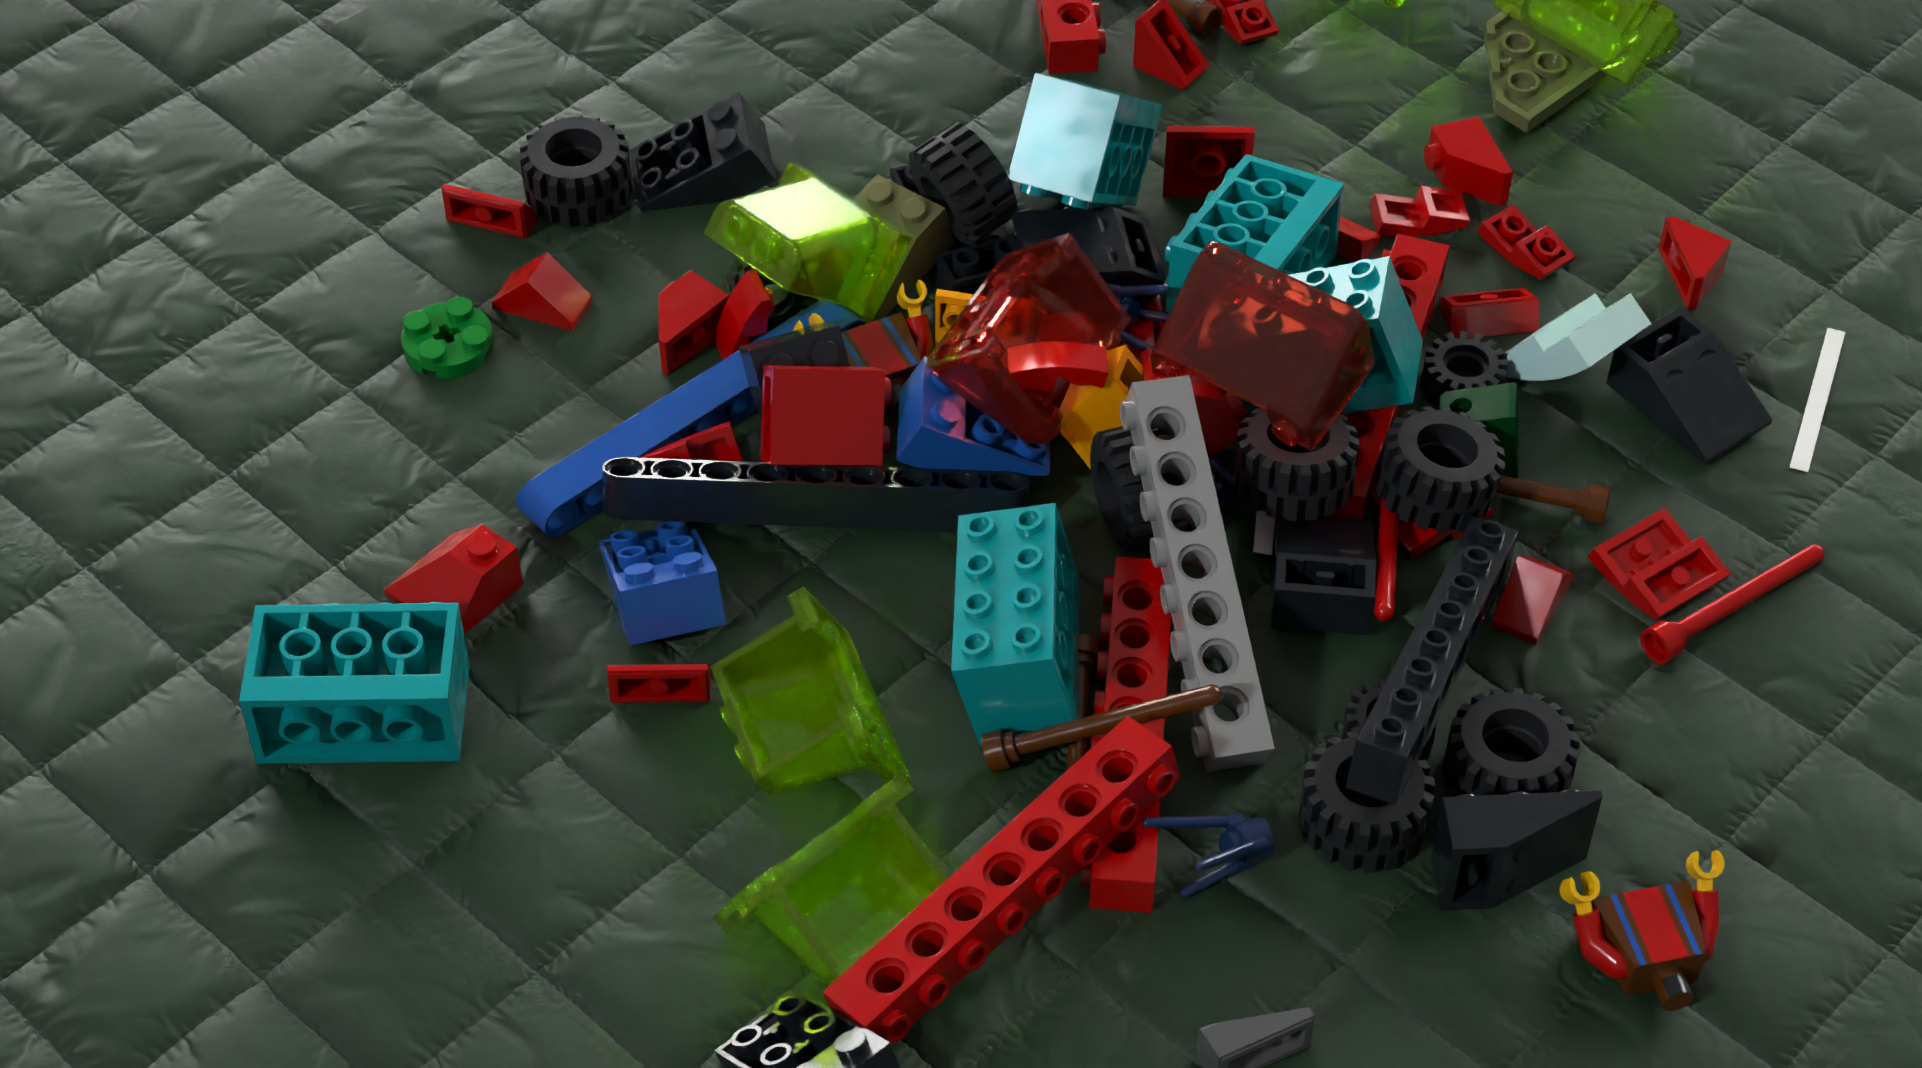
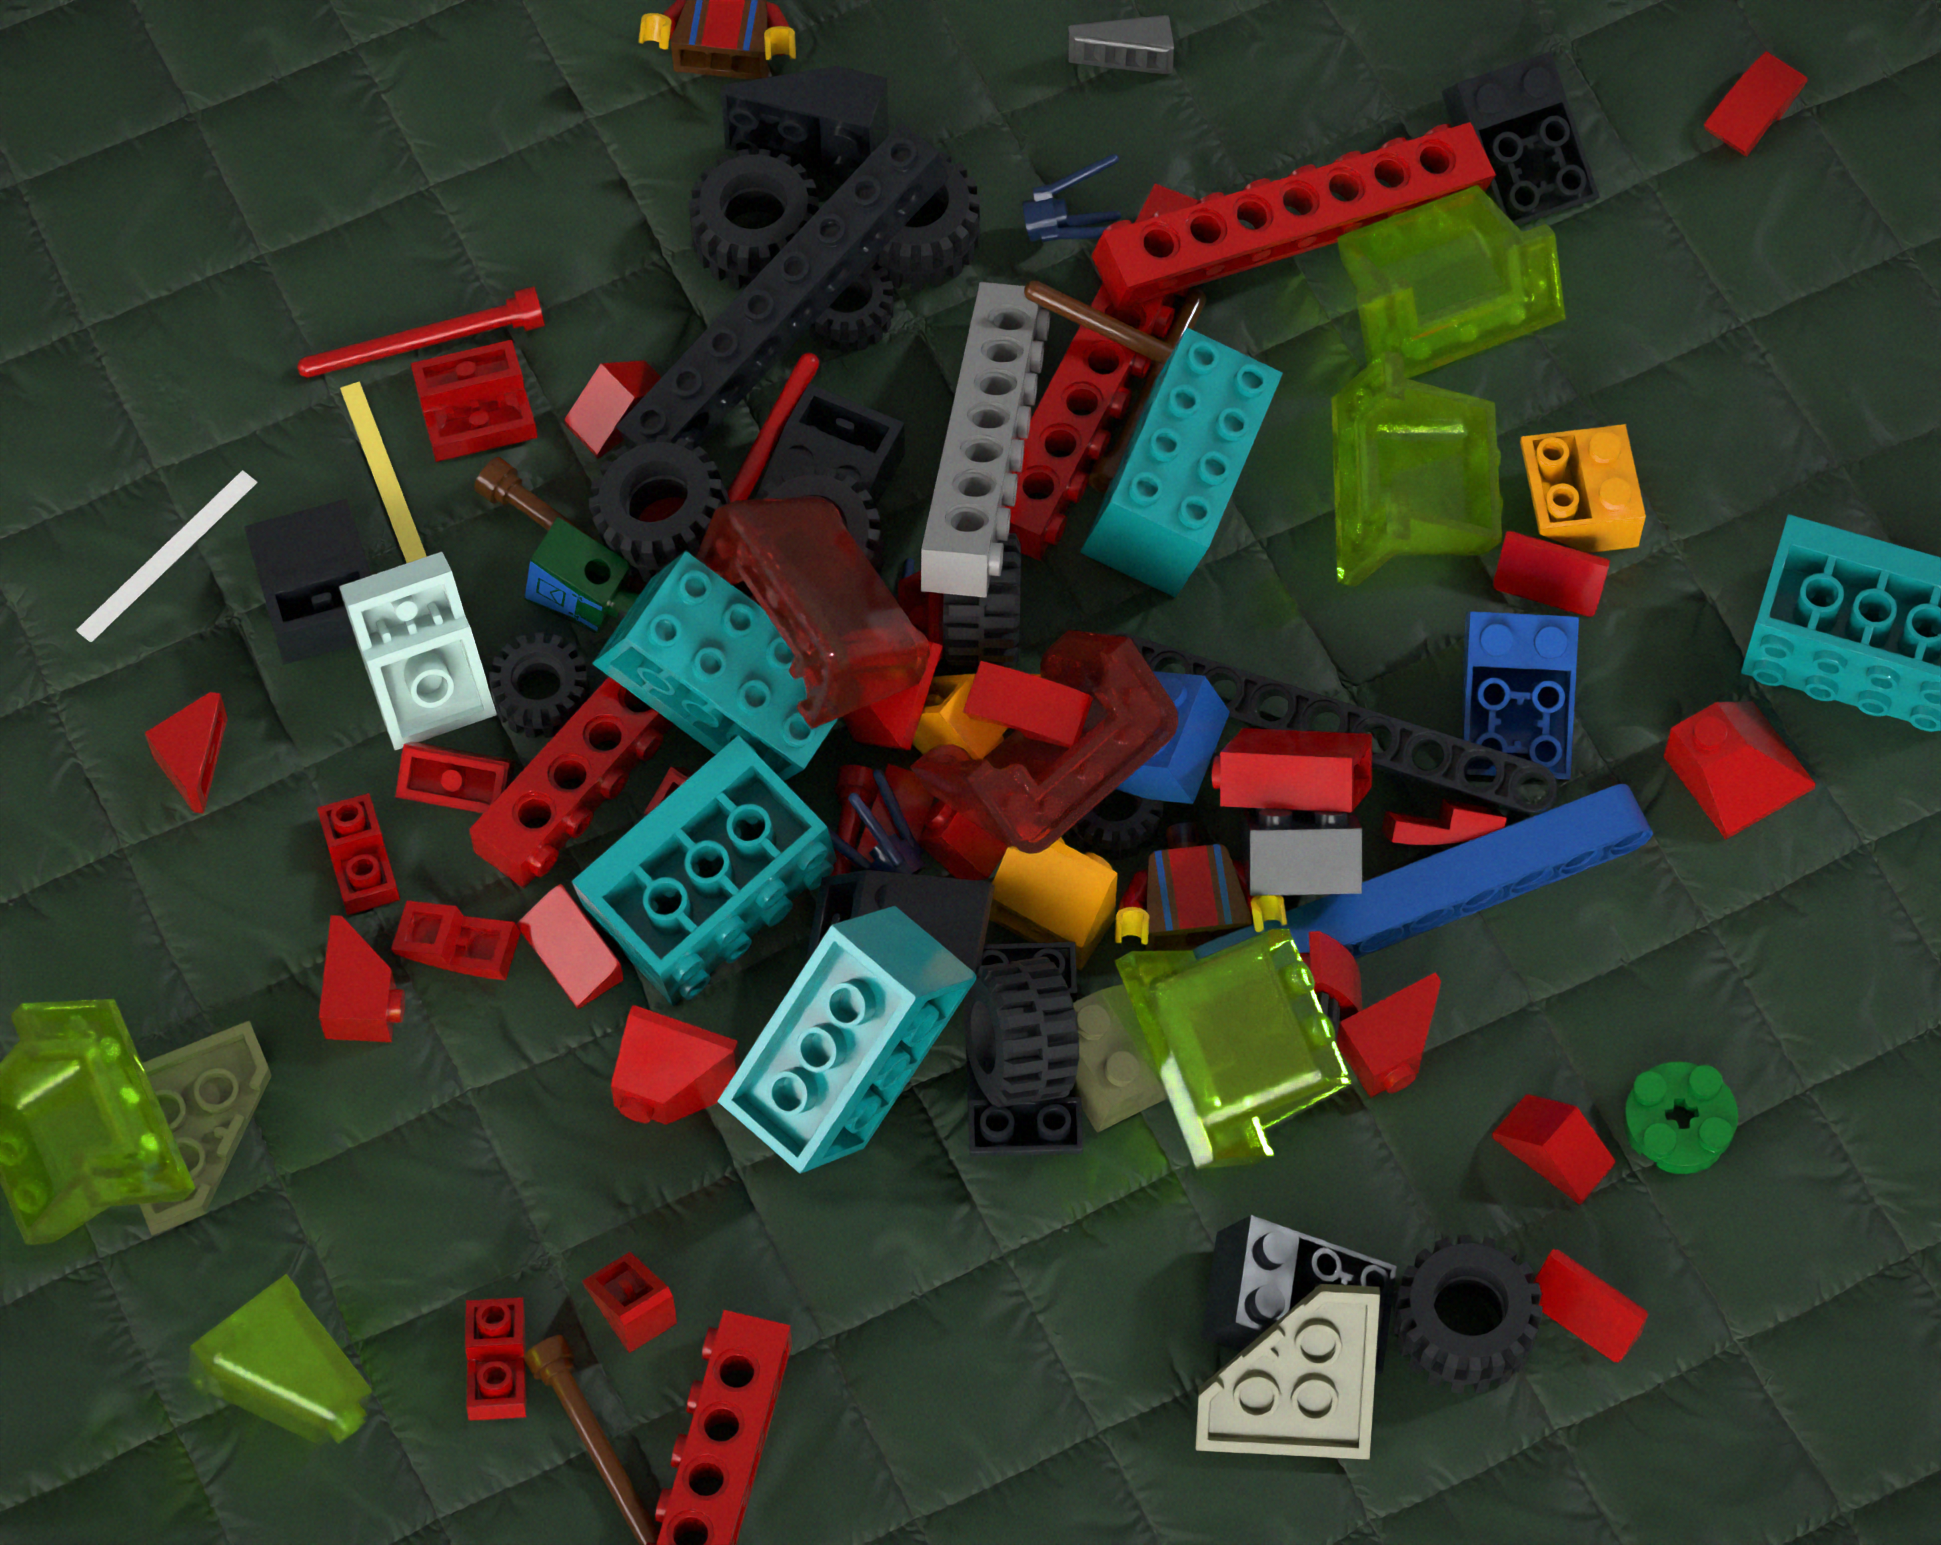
camera: 160 degrees left, 15 degrees up
(649, 740) = (1585, 488): none -> light orange slope
(687, 99) = (1299, 1383): none -> plate
(1690, 498) = (383, 472): none -> light yellow sticker

